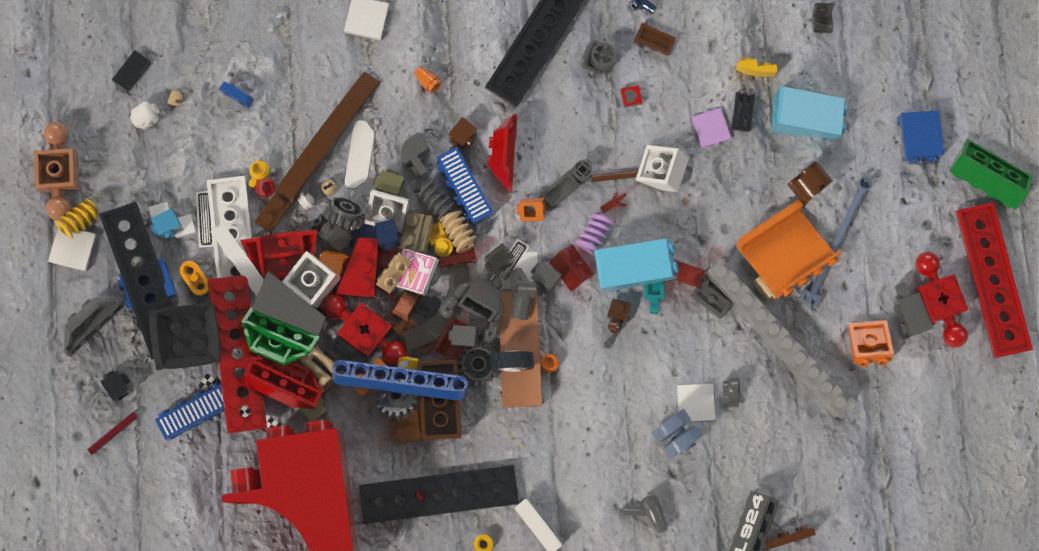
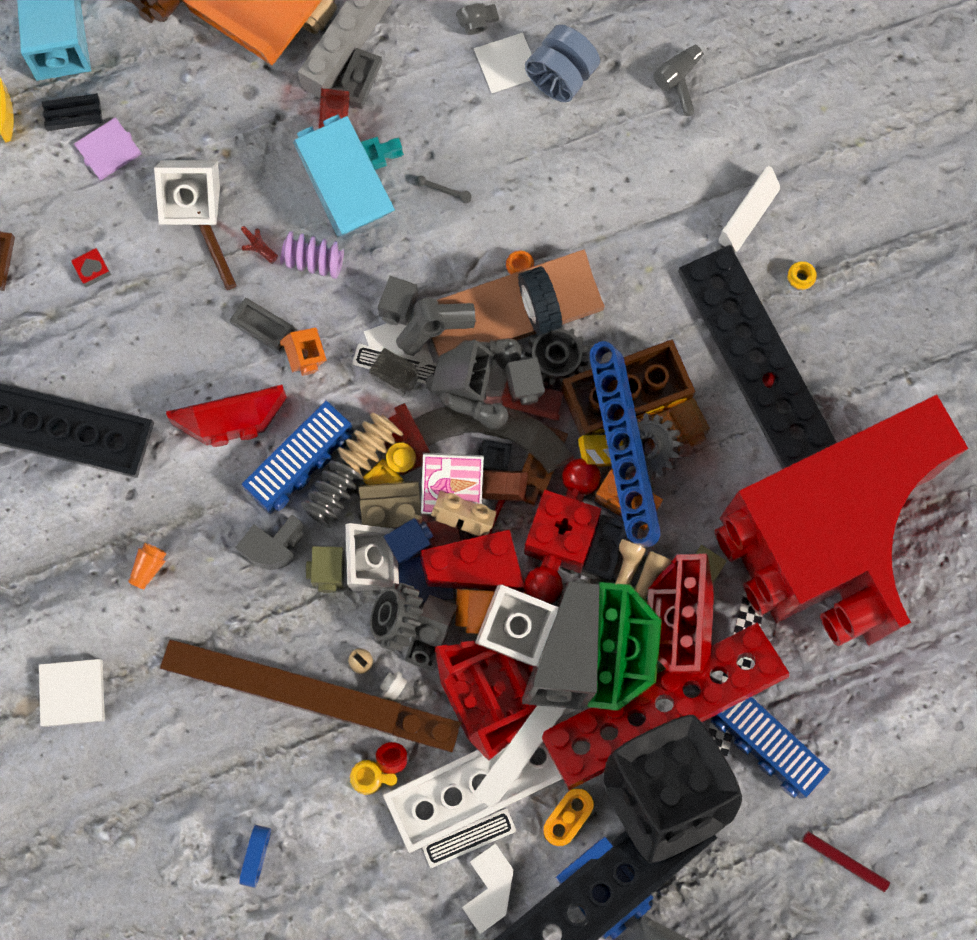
camera: 105 degrees left, 5 degrees down
(116, 385) = (774, 880): black brick -> none
(166, 224) = (502, 890): dark azure brick -> none
(359, 154) = (294, 633): white sticker -> none
(462, 134) = (218, 485): reddish brown brick -> none
(571, 267) = (371, 272): clear red panel -> none
(580, 173) = (226, 304): dark grey wheel -> none
(601, 57) = (44, 324): dark grey piece -> none
(618, 313) = (416, 191): reddish brown plate -> none

